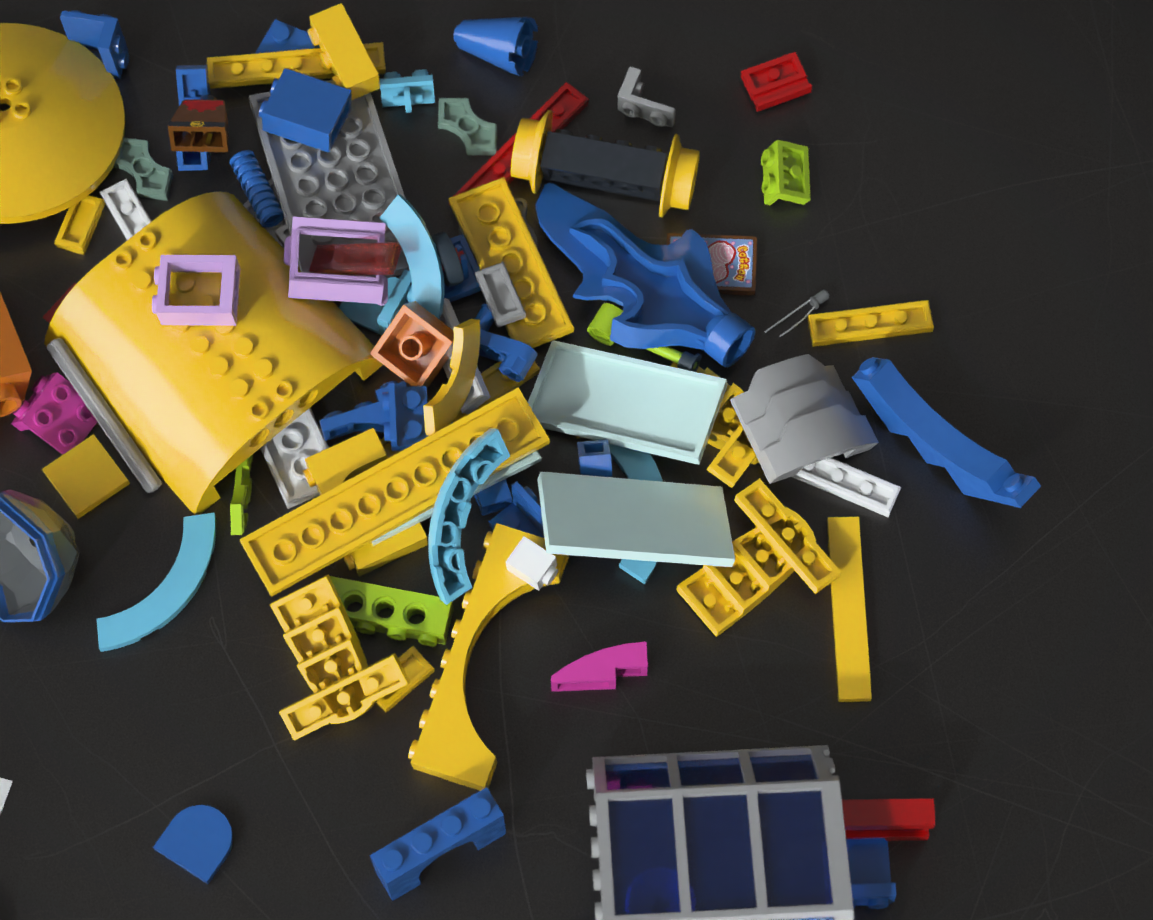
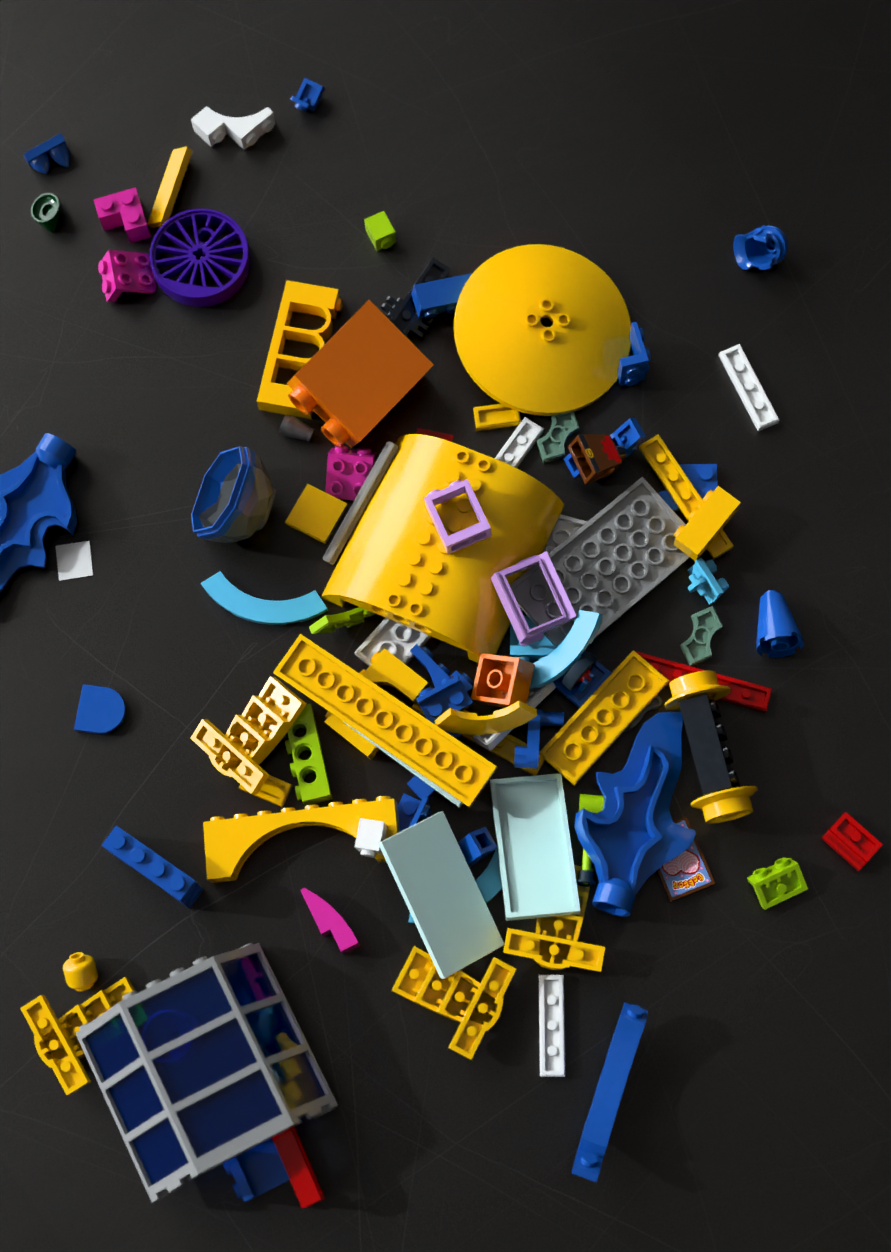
camera: 70 degrees right, 5 degrees up
(257, 188) = (575, 516): blue piece -> none
(305, 110) = (646, 519): blue brick -> none
(356, 259) = (538, 609): clear red tile -> none
(452, 511) = (383, 763): medium azure brick -> none
(500, 294) = (573, 721): light grey tile -> none
(633, 105) = (789, 738): light grey bracket -> none
(800, 417) = (578, 979): light grey slope -> none
(815, 301) = (685, 949): piece -> none
(849, 610) = (454, 1077): yellow tile -> none
(870, 323) = (687, 998): yellow tile -> none

